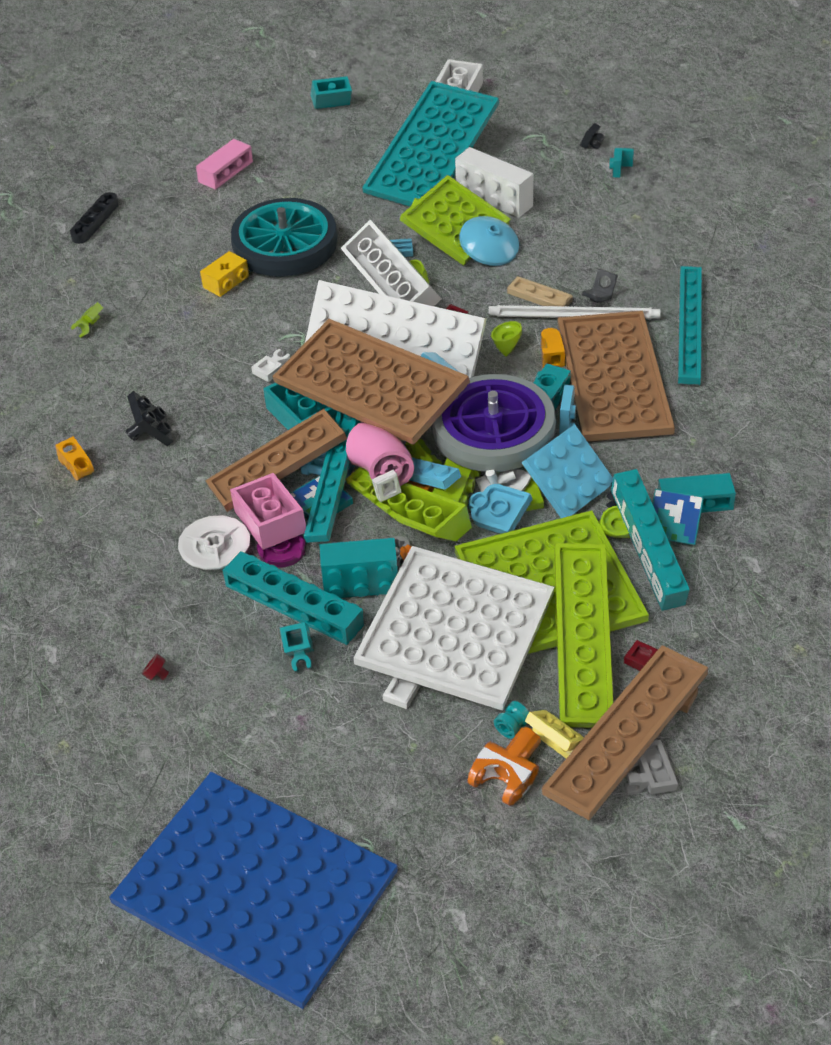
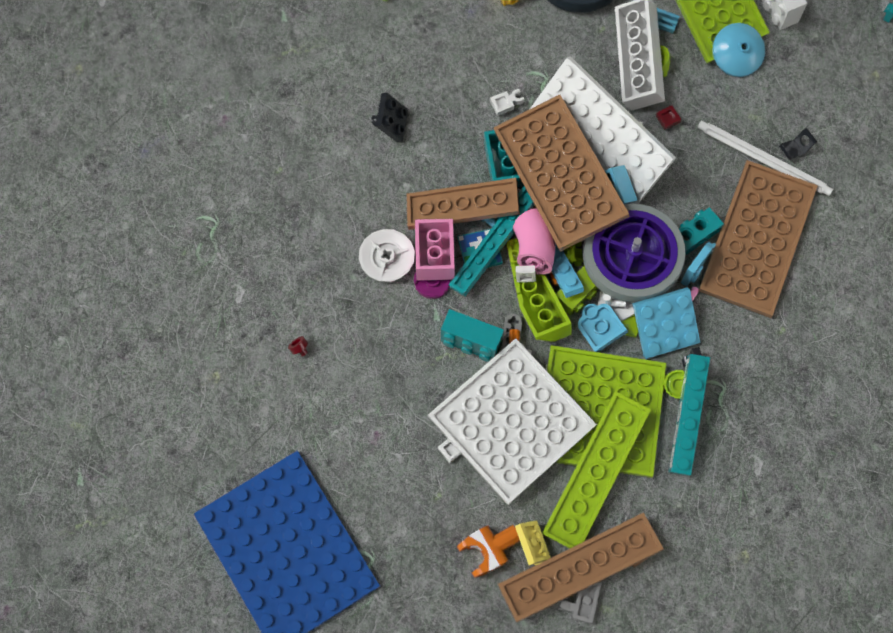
camera: 25 degrees right, 25 degrees up
(75, 459) = (324, 126): light orange leg -> none
(294, 597) = (438, 375): teal brick -> none
(297, 643) = (400, 376): teal brick -> none
(506, 336) = (697, 159): lime piece -> none
(511, 720) = (511, 513): teal wheel -> none
(538, 293) = (749, 124): tan tile -> none
(552, 348) = (728, 184): light orange leg -> none
(639, 655) = (628, 507): dark red plate -> none
(678, 515) = (723, 401): tile -> none
(690, 325) = (847, 216): teal plate -> none
(715, 488) = (751, 385): teal brick -> none

